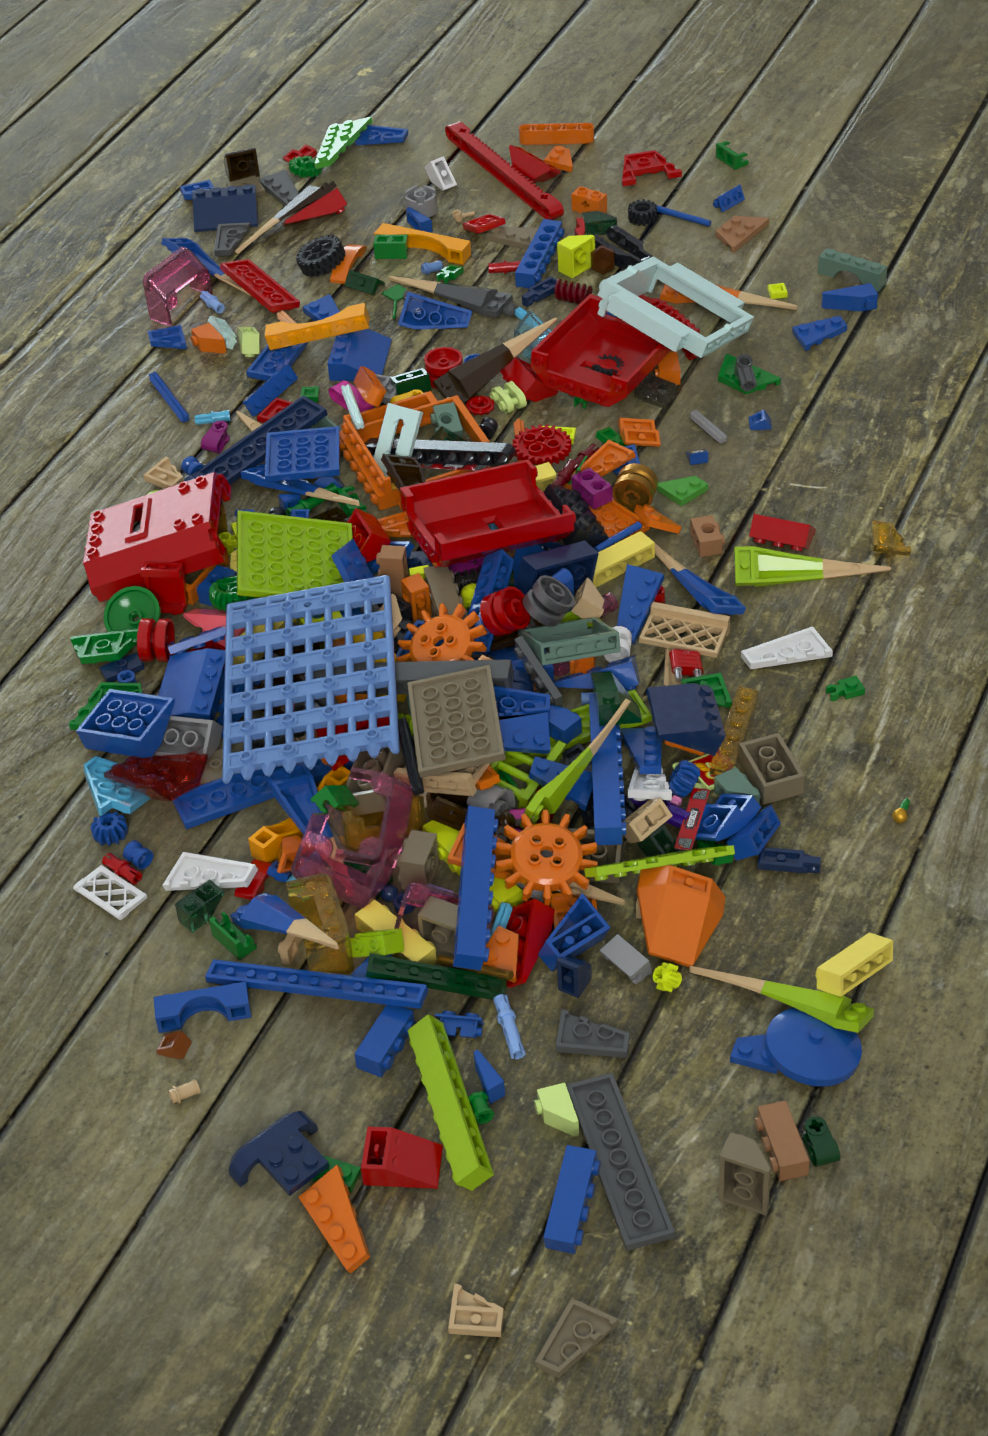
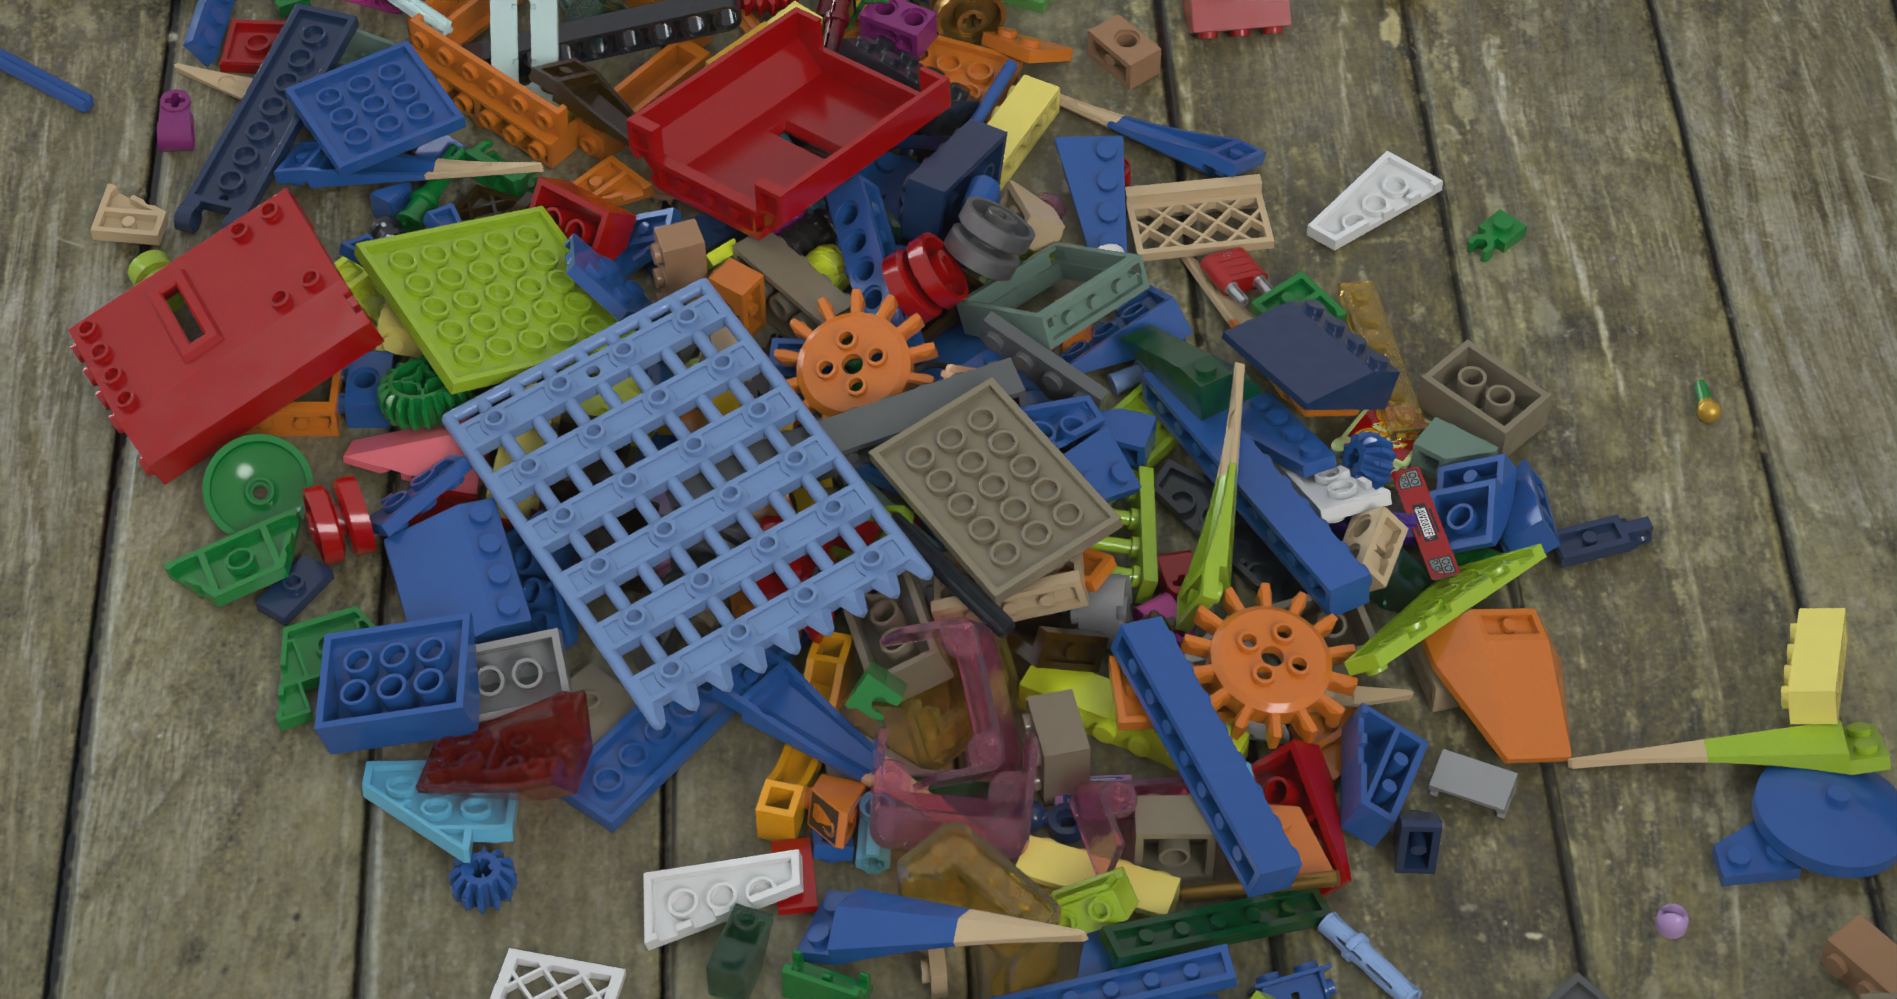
camera: 30 degrees left, 5 degrees up
(122, 868) = (552, 940): red pin -> none
(126, 676) = (315, 598): blue bush -> none
(138, 854) = (566, 906): blue wheel -> none
(168, 585) = (296, 412): red panel -> none
(191, 465) = (169, 189): blue wheel -> none
(212, 417) = (140, 88): medium azure axle -> none
(455, 467) = (668, 49): sticker -> none
(545, 771) = (1179, 528): blue wing -> none
(587, 1038) = (1497, 933): dark grey wing -> none
(667, 977) = (1555, 799): neon yellow gear -> none
(684, 1068) = (1672, 921): none -> lavender hinge
(769, 567) = (1256, 74): lime plate -> none

